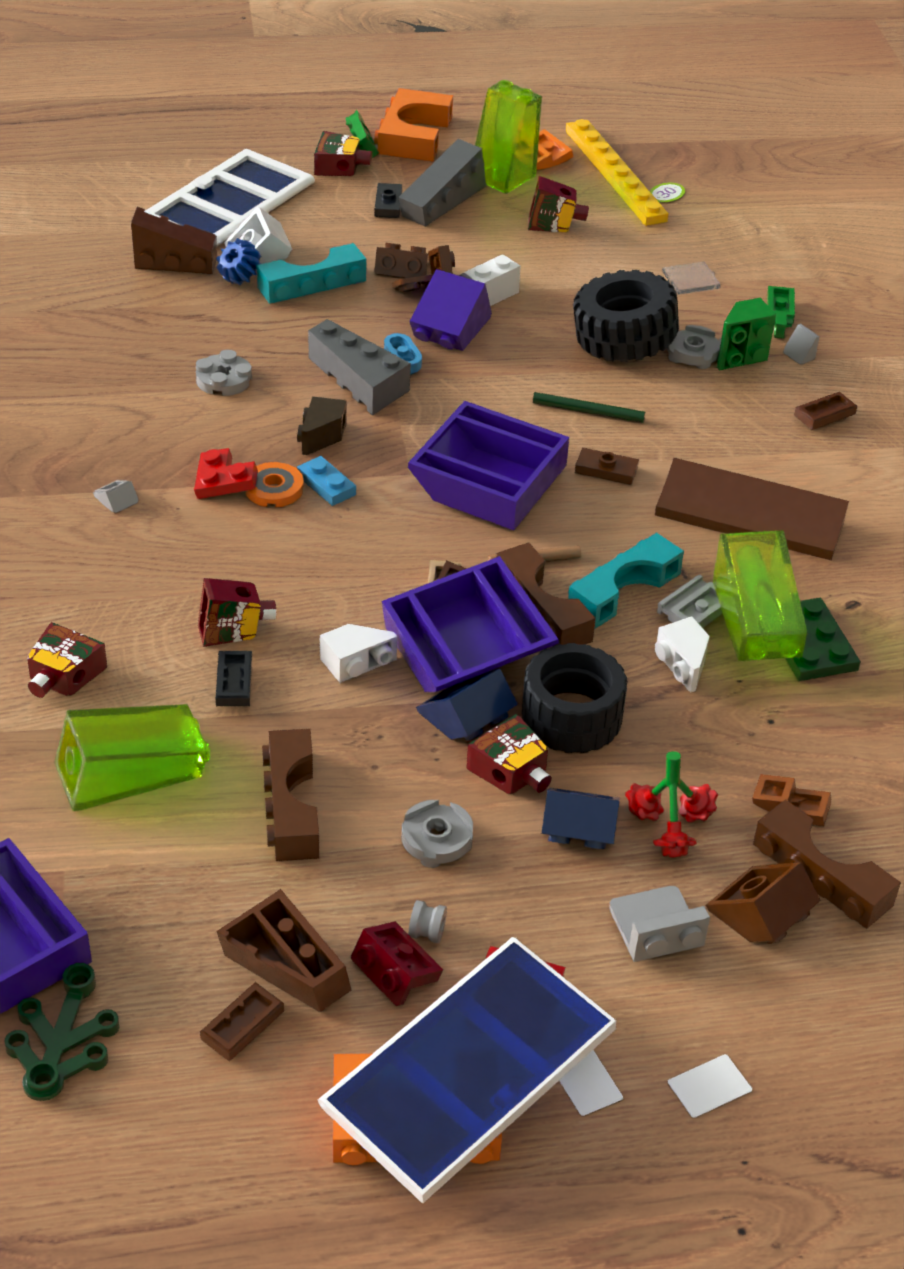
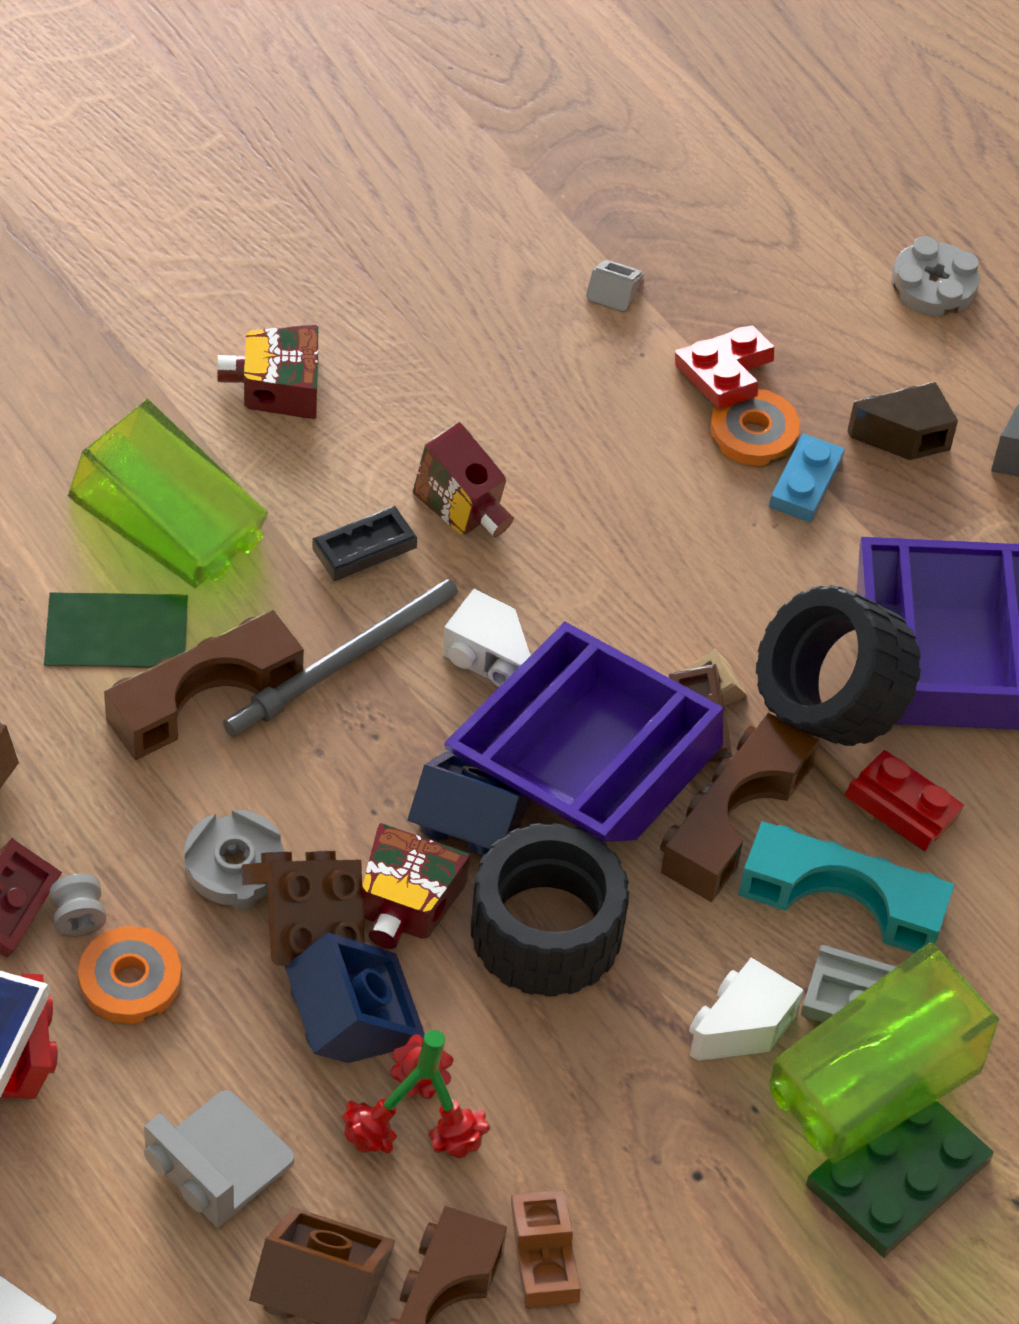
camera: 60 degrees right, 10 degrees up
(205, 828) = (114, 629): none -> dark green sticker
(324, 769) = (271, 701): none -> dark grey bar
(469, 478) = (795, 651): none -> black tyre
(491, 902) = (123, 949): none -> orange tile
(502, 788) = (308, 899): none -> reddish brown bracket
(579, 534) = (904, 800): none -> red plate

